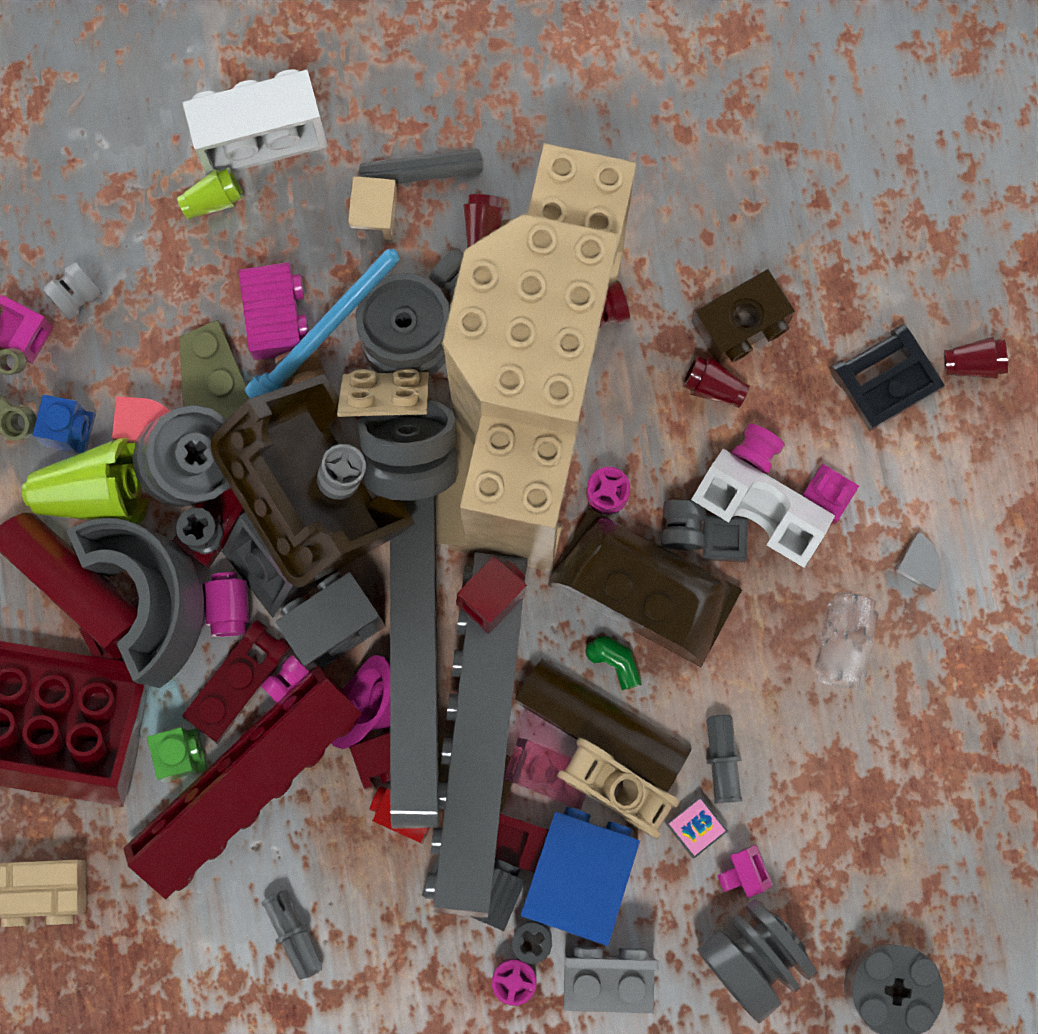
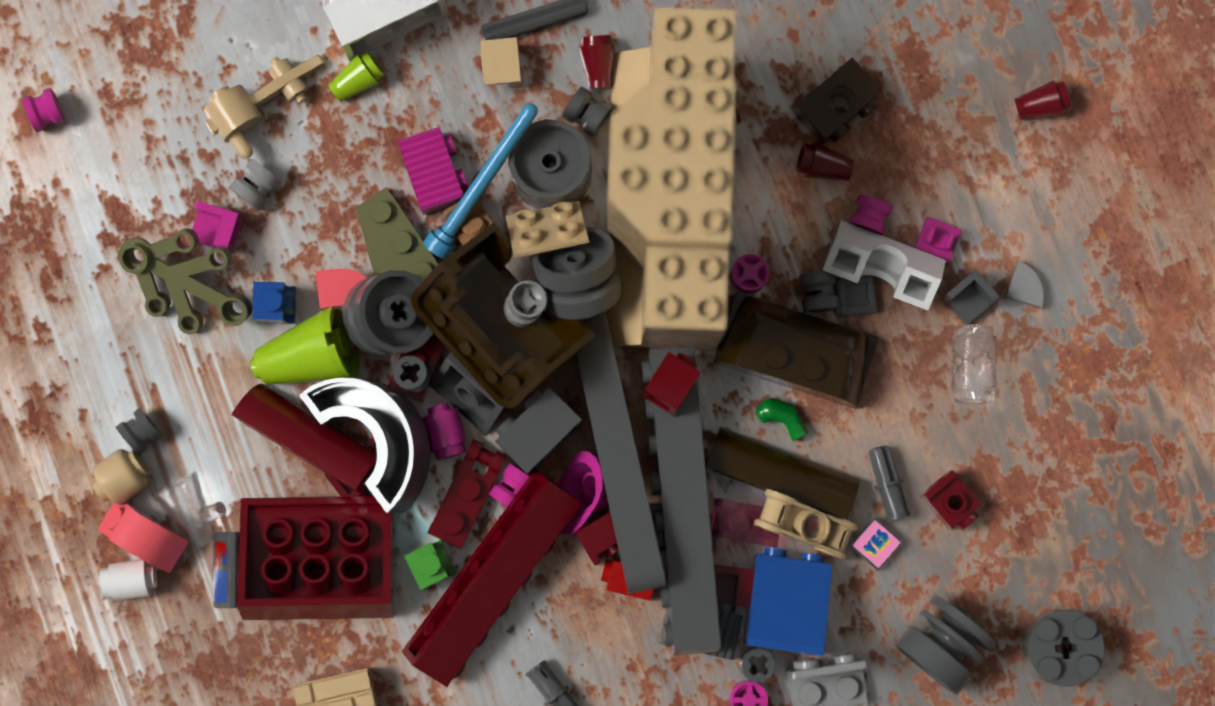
camera: 15 degrees left, 5 degrees up
(68, 209) = (236, 113): none -> tan piece
(748, 872) = (925, 573): dark pink tile -> none
(777, 786) = (937, 499): none -> dark red brick
(856, 563) = (970, 297): none -> dark grey panel
(893, 389) = (975, 142): black plate -> none

